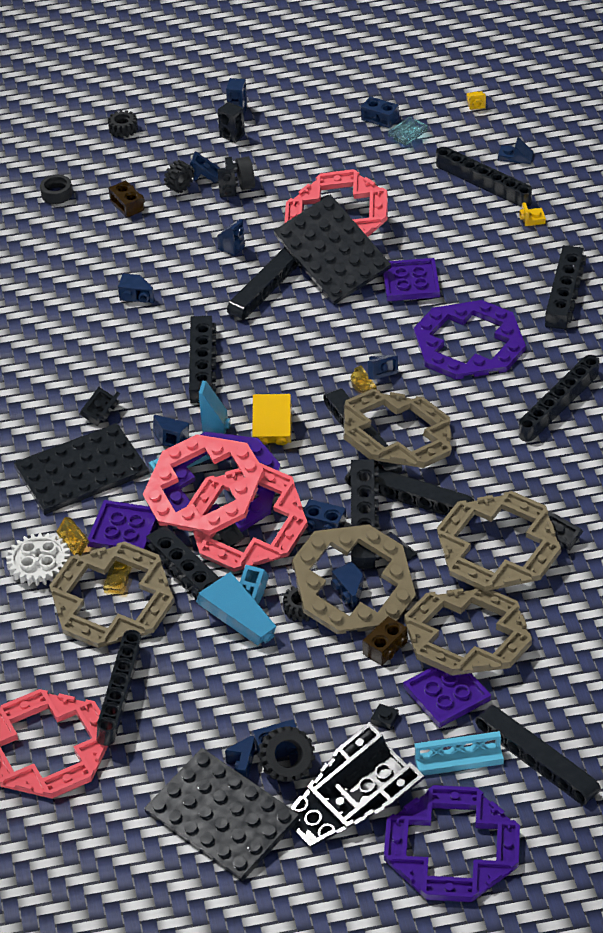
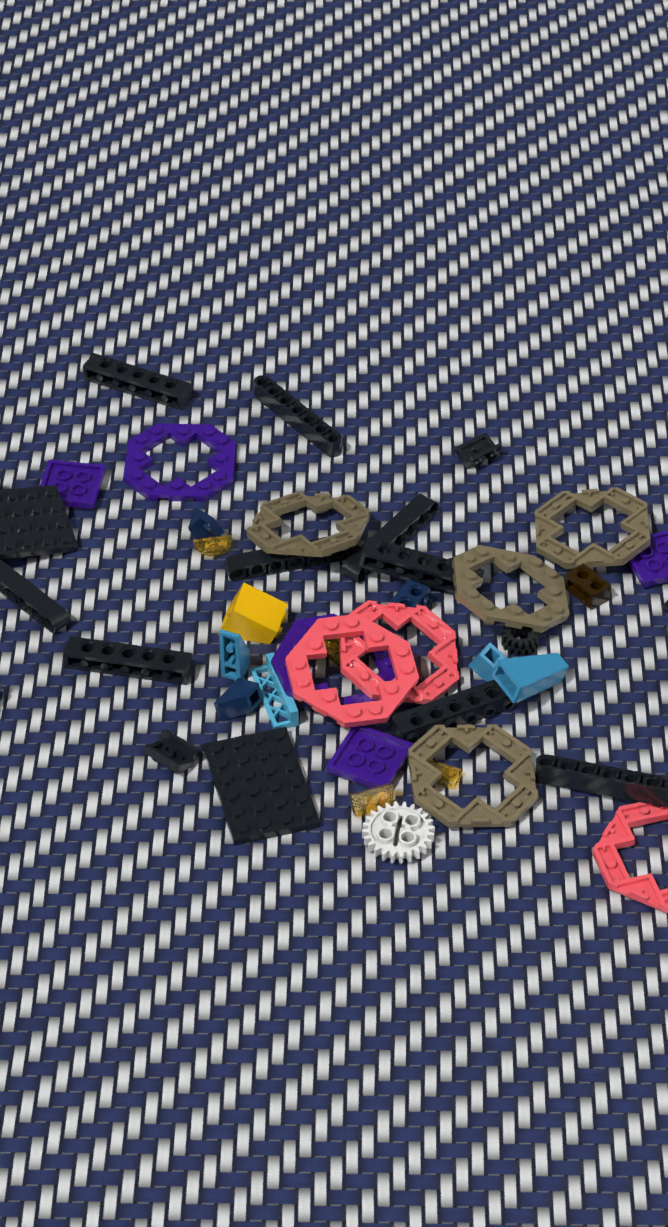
camera: 80 degrees left, 0 degrees up
(349, 583) = (505, 594): dark blue slope -> none
(508, 573) = (487, 515): dark tan plate -> none
(532, 216) = (11, 384): yellow bracket -> none

